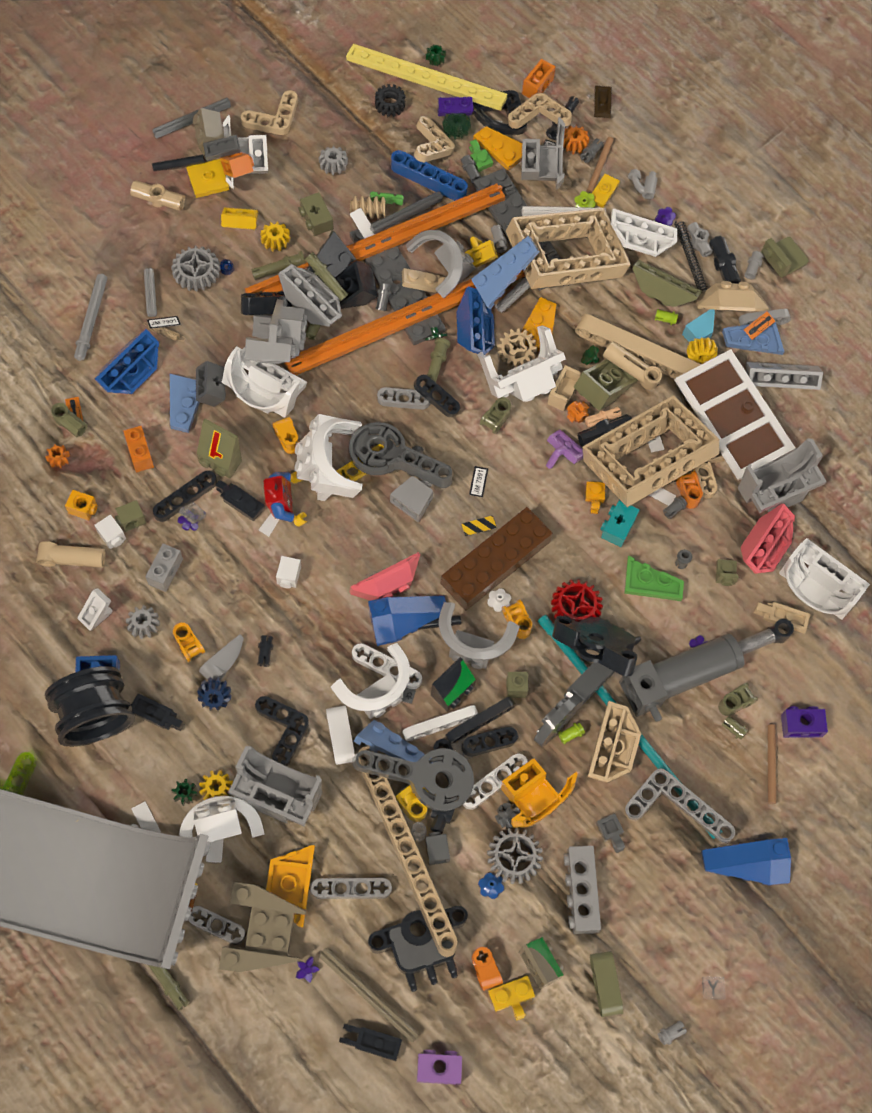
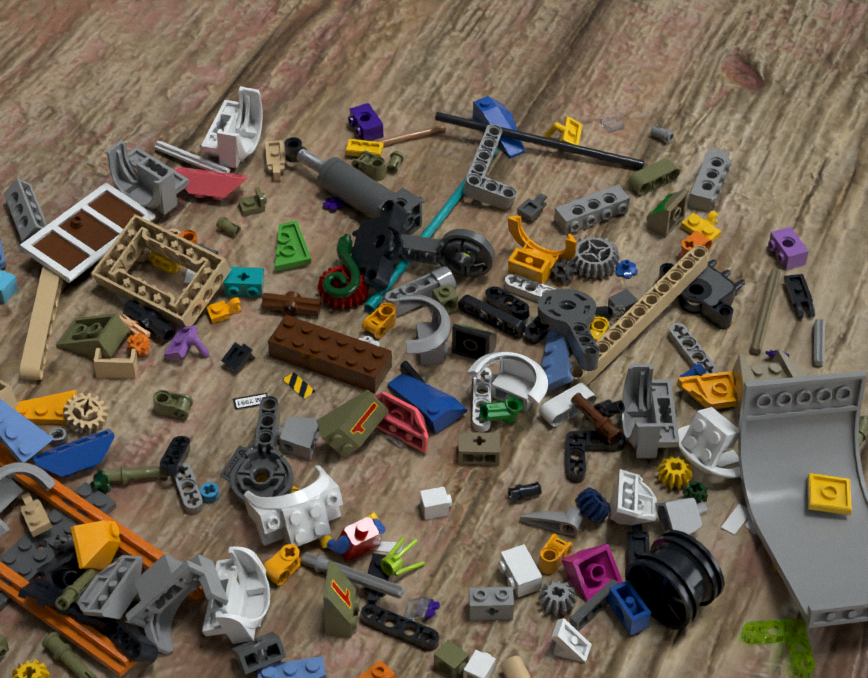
camera: 110 degrees left, 20 degrees down
(114, 907) = (829, 494): none -> yellow plate
(119, 646) = (592, 607): none -> dark grey tile
(152, 659) = (591, 570): none -> dark pink slope
(161, 760) = (681, 514): none -> light grey torso
(181, 603) = (520, 570): none -> white brick
(196, 727) = (632, 500): none -> white wedge
(238, 509) = (393, 562): none -> lime plant
(246, 476) = (320, 564): none -> light grey axle
(294, 745) = (602, 424): none -> reddish brown pin
(302, 1024) = (819, 343): none -> light grey axle
(312, 758) = (608, 408): none -> black axle
(318, 869) = (697, 369): none -> blue pin
(329, 624) = (479, 448): none -> dark tan brick
(357, 665) = (505, 411): none -> green piece
(366, 302) = (96, 543): none -> light orange slope
(391, 406) = (207, 488): none -> dark azure bush
(392, 527) = (352, 422): none -> olive slope
(410, 439) = (238, 455): none -> dark grey sticker
(439, 723) = (511, 340): white beam -> none
(508, 321) = (55, 432): none -> light grey axle
(529, 378) = (116, 381): white piece -> none
(530, 486) = (238, 356): none -> black bracket
(540, 688) = (420, 286): none -> light grey beam
(575, 552) = (291, 304): none -> reddish brown piece
(590, 355) = (62, 360): dark green plant -> none
(604, 1062) = (709, 180): none -> light grey brick
(611, 613) = (343, 251): none -> dark green plant
(615, 744) = (470, 217): tan wedge -> none
(633, 366) = (65, 319): tan piece -> none
(682, 554) = (257, 227): dark grey pin -> none
(702, 350) = (25, 273): yellow gear -> none
(702, 538) = (227, 226): none -> olive pin
(704, 886) = (543, 141): none -> black piece
(708, 926) = (569, 130): none -> yellow plate
(766, 706) = (356, 147): none -> yellow plate
(815, 537) = (190, 158): none -> white axle

